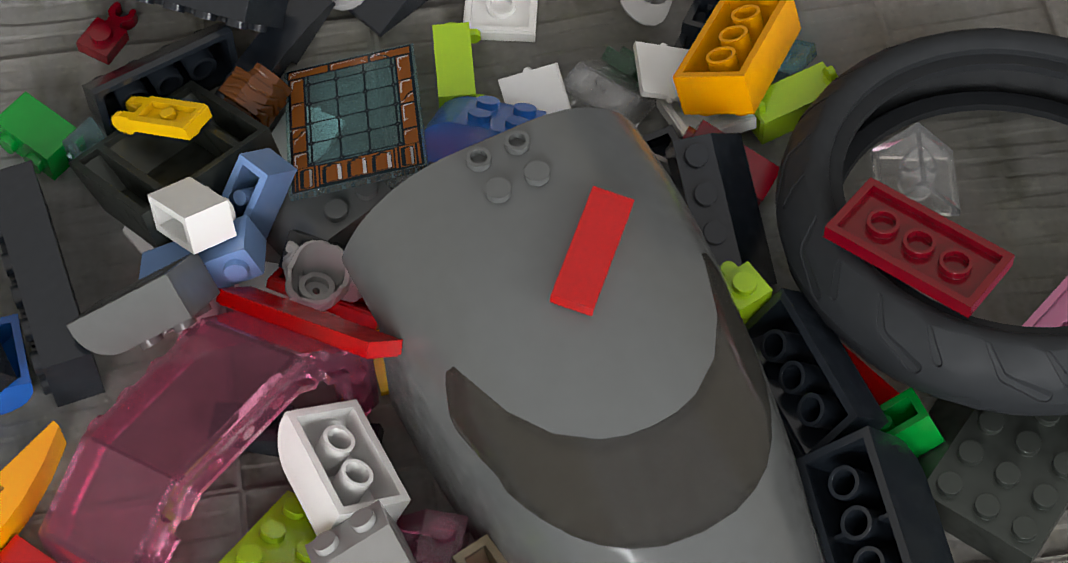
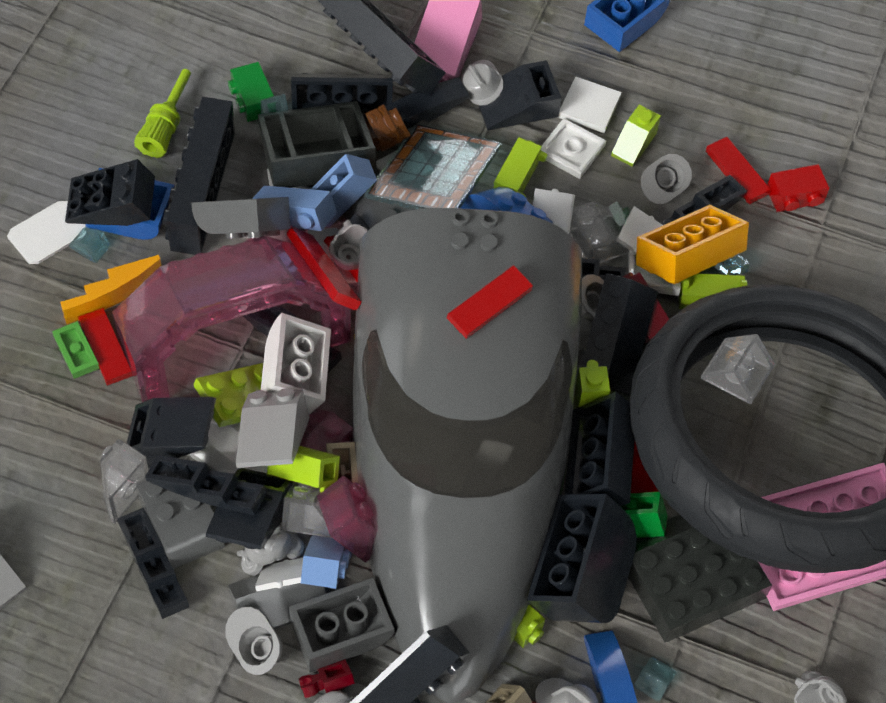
camera: 25 degrees right, 0 degrees up
(107, 38) = (328, 53): dark red plate -> none
(162, 117) = (323, 113): yellow hinge -> none
(192, 215) = (299, 175): white brick -> none
(919, 247) = (704, 406): dark red plate -> none

